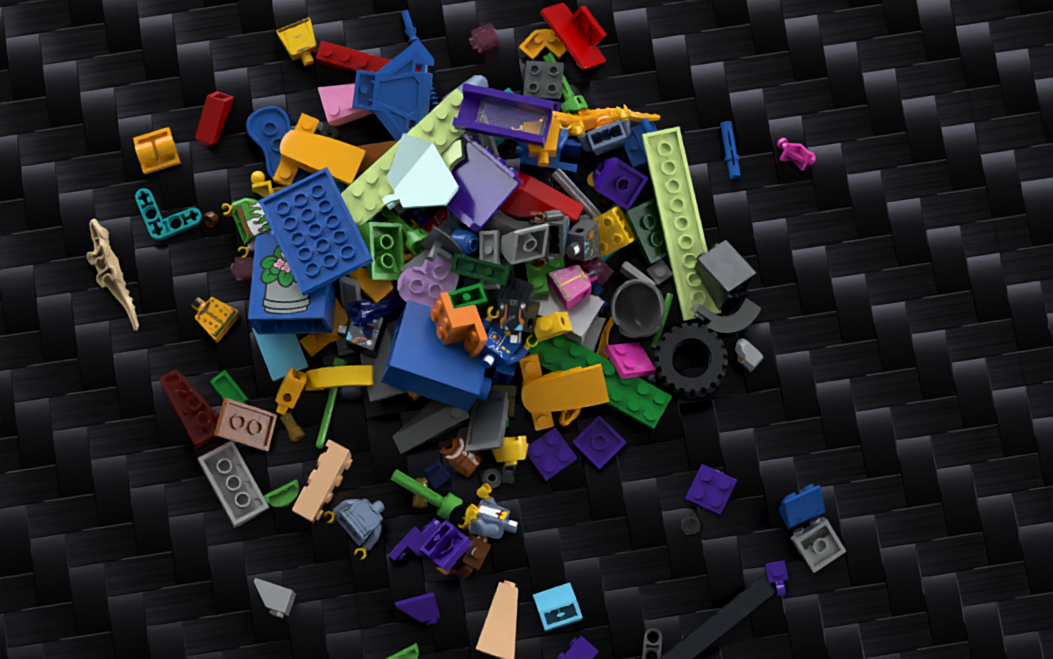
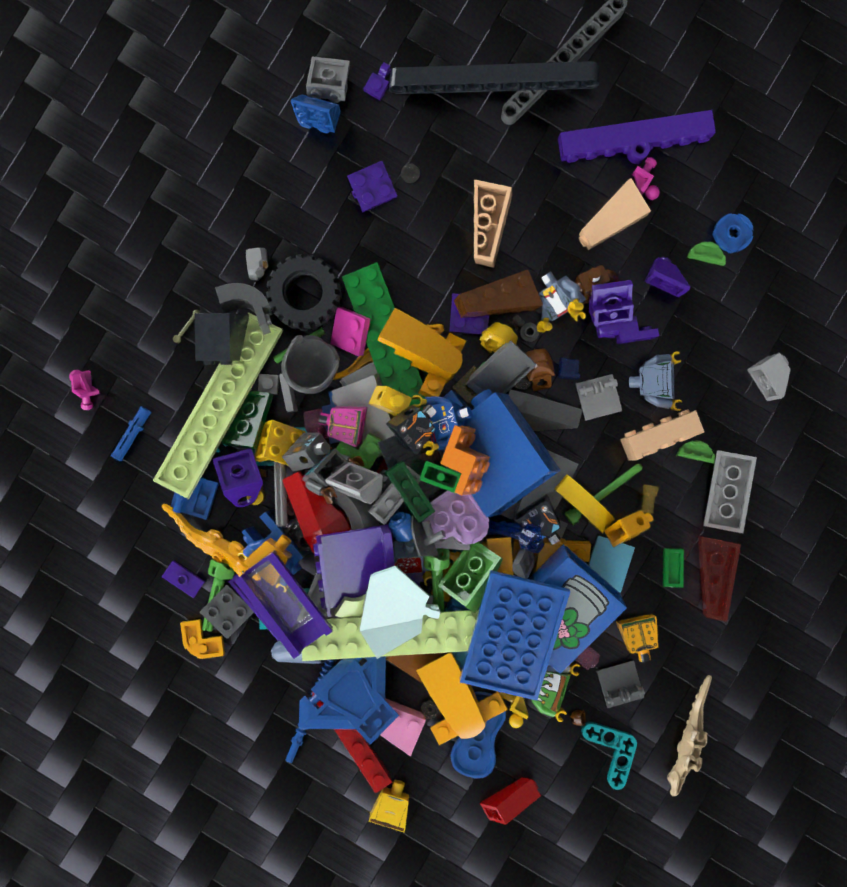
camera: 140 degrees left, 10 degrees up
(156, 150) = (577, 810): light orange plate -> none
(199, 269) = (620, 684): none -> dark grey hinge
(245, 424) = (686, 528): tile -> none
(385, 469) = (599, 397): none -> light grey hinge
(419, 501) = (595, 362): clear yellow pin -> none
(445, 505) = (582, 339): bright green piece -> none
(484, 38) = (244, 686): clear pink brick -> none
(535, 485) = (505, 295): none -> reddish brown wedge
(557, 607) = (562, 192): medium azure slope -> none
(577, 32) = (167, 627): red bracket -> none
(596, 536) = (490, 215): none -> light nougat wedge
(597, 77) = (183, 579): none -> dark purple plate
(599, 442) = (426, 291): dark purple plate -> none
(605, 137) = (216, 521): sand blue torso -> none
(759, 249) = (177, 338): none -> olive hinge

